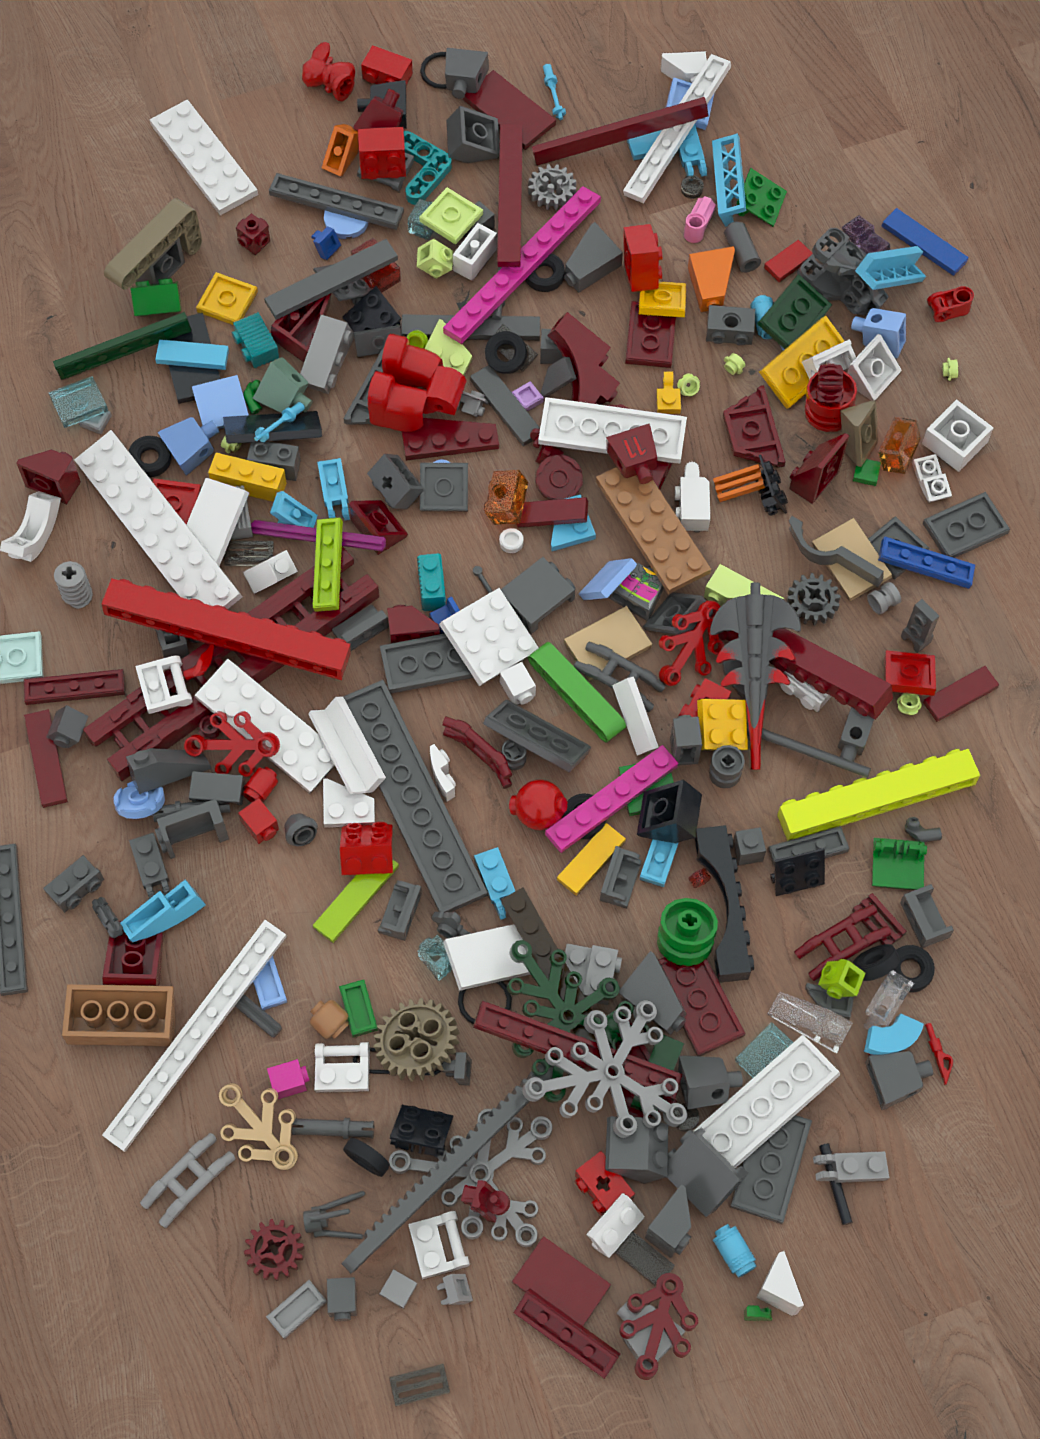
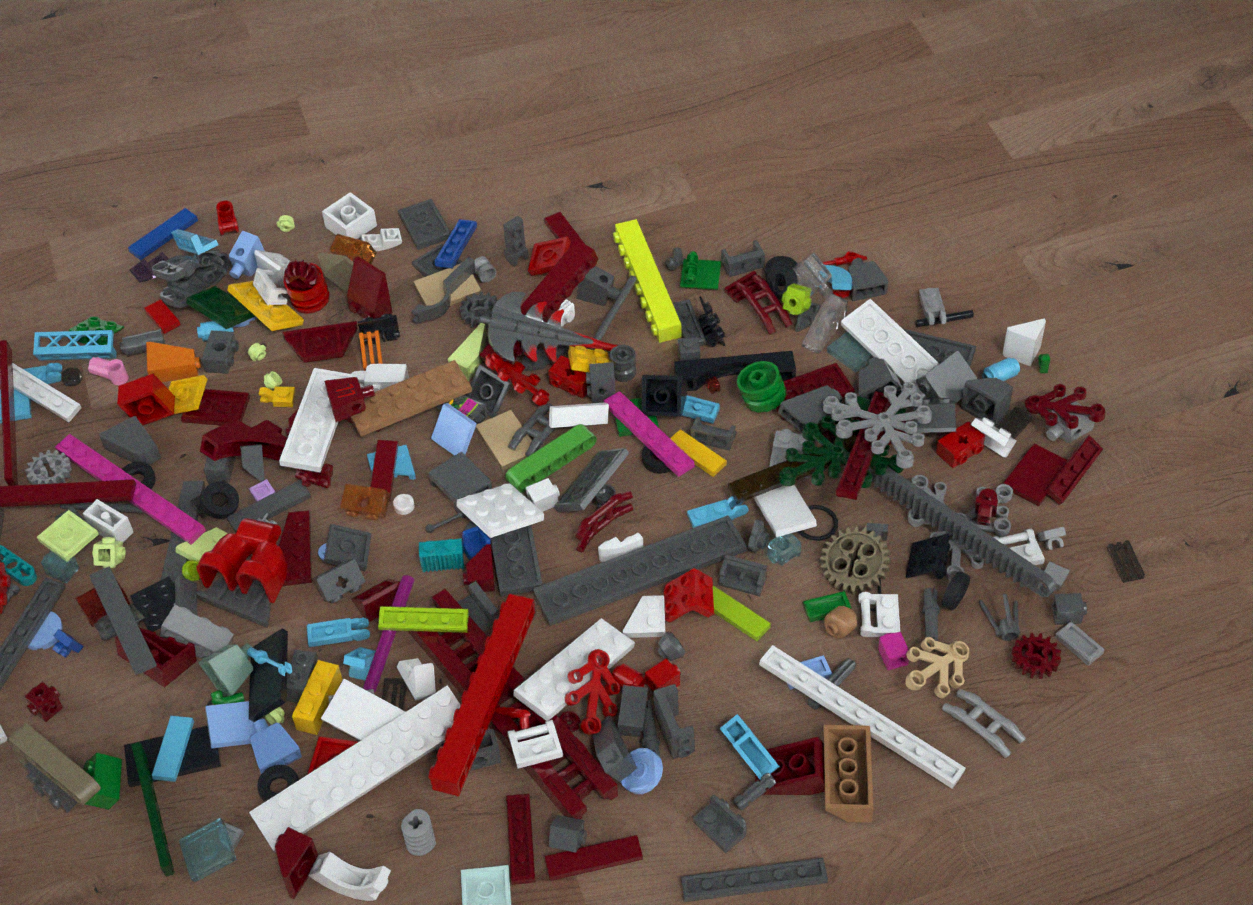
camera: 85 degrees left, 15 degrees down
(149, 863) = (704, 764): dark grey hinge -> none
(226, 299) = (110, 727): yellow tile -> none
(255, 339) = (165, 697): teal brick -> none
(347, 747) = (595, 610): white panel -> none
(538, 804) = (654, 476): red brick -> none
(558, 477) = (349, 467): dark red tile -> none

